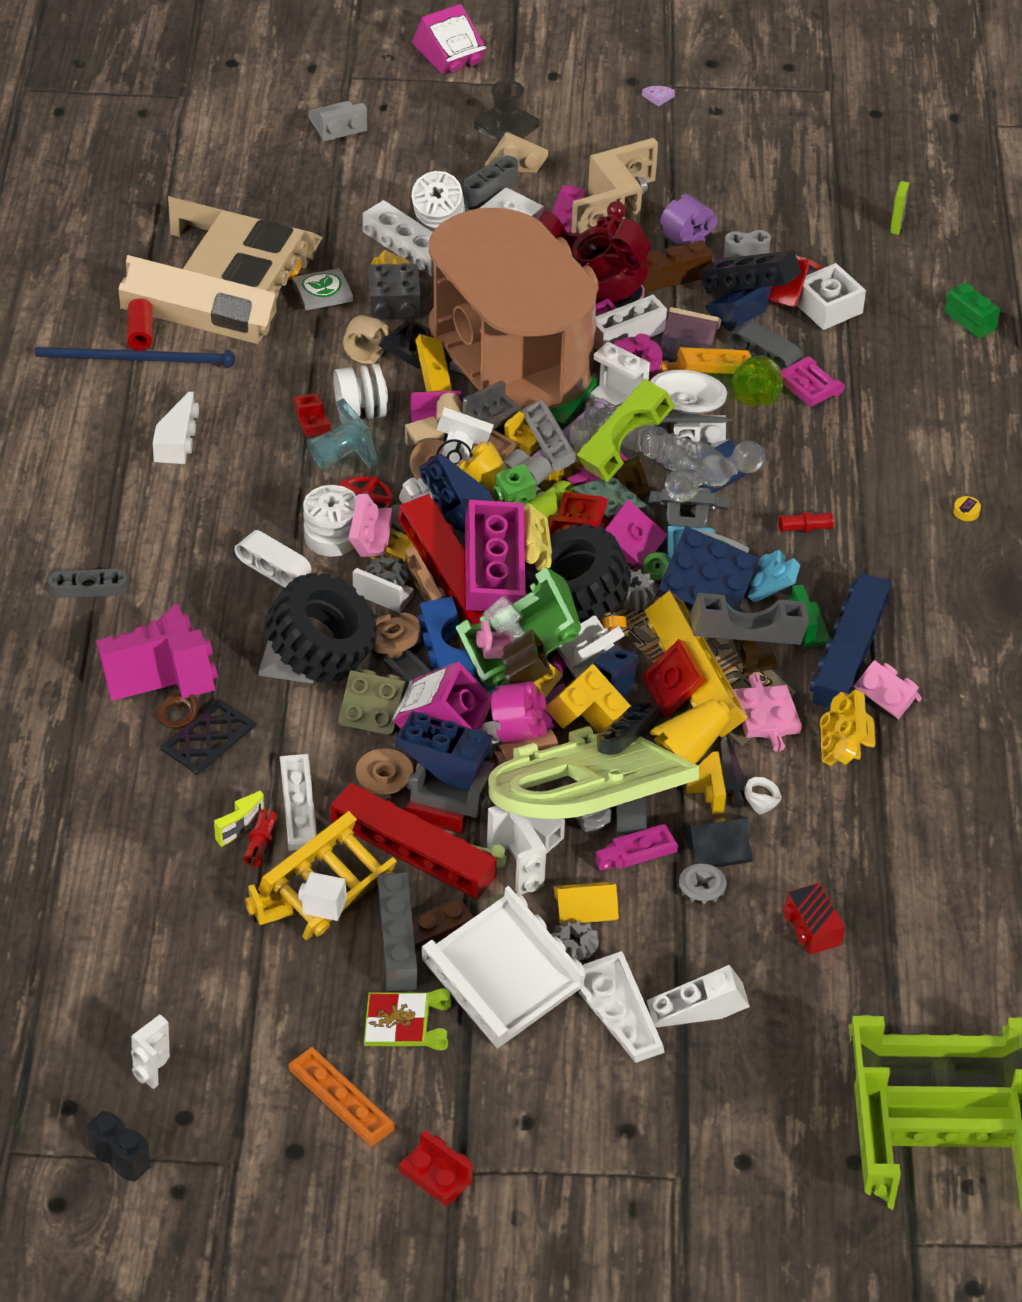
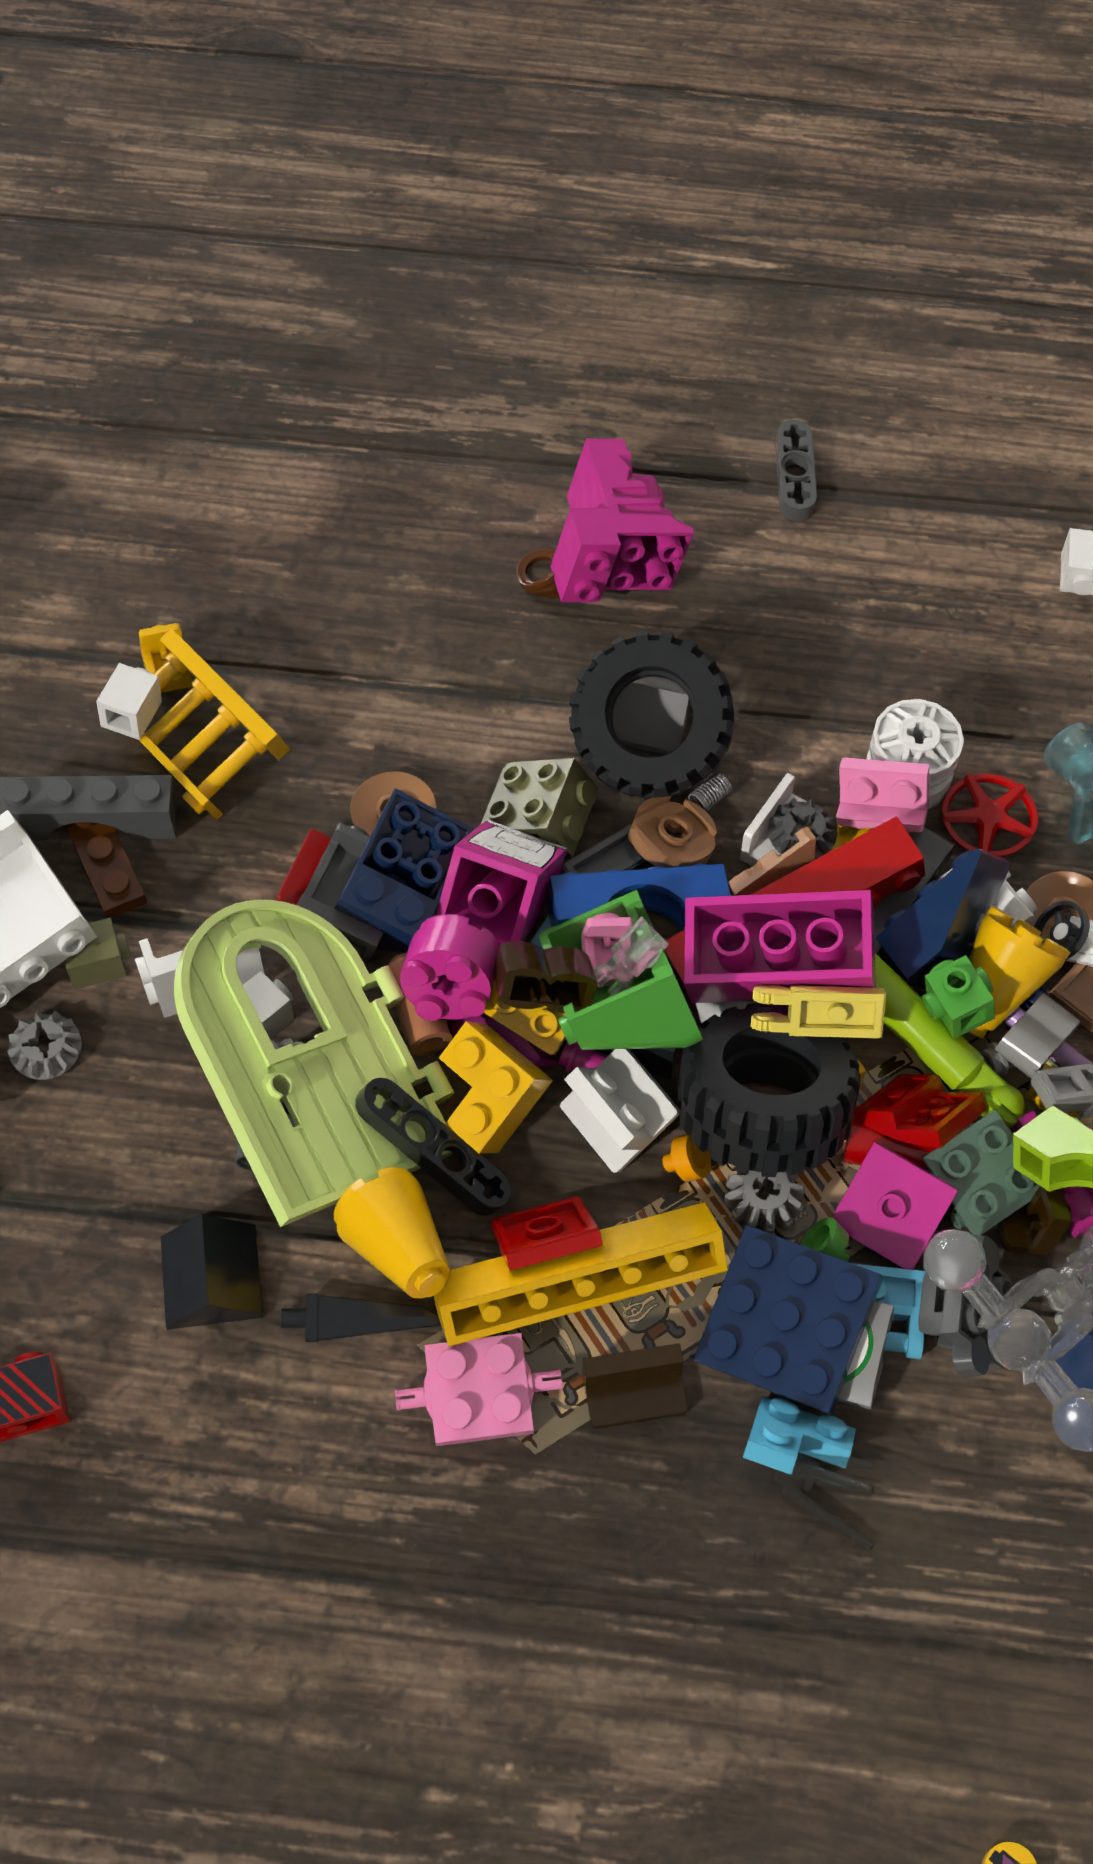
camera: 95 degrees right, 15 degrees up
(204, 718) = (500, 580): black window -> none
(239, 822) = (326, 636): slope -> none
(260, 837) = (291, 657): red pin -> none
(271, 558) = (839, 686): white beam -> none
(298, 800) = (359, 709): white tile -> none
(416, 841) = (257, 837): red brick -> none
(587, 902) = (114, 1064): yellow panel -> none
(618, 668) = (559, 1140): dark blue torso -> none
(636, 848) = (203, 1150): dark pink hinge -> none
(705, 874) = (100, 1235): light grey gear -> none
(710, 783) = (334, 1275): yellow slope -> none
(760, 802) = (288, 1336): white piece -> none
(780, 623) = (632, 1351): dark grey arch -> none
(806, 522) = (951, 1528): red pin -> none
(816, 631) = (689, 1489): green bracket -> none
(846, 728) = (403, 1515): yellow piece -> none
(851, 640) = (636, 1564): dark blue brick -> none
(887, 690) = (517, 1618): bright pink bracket -> none

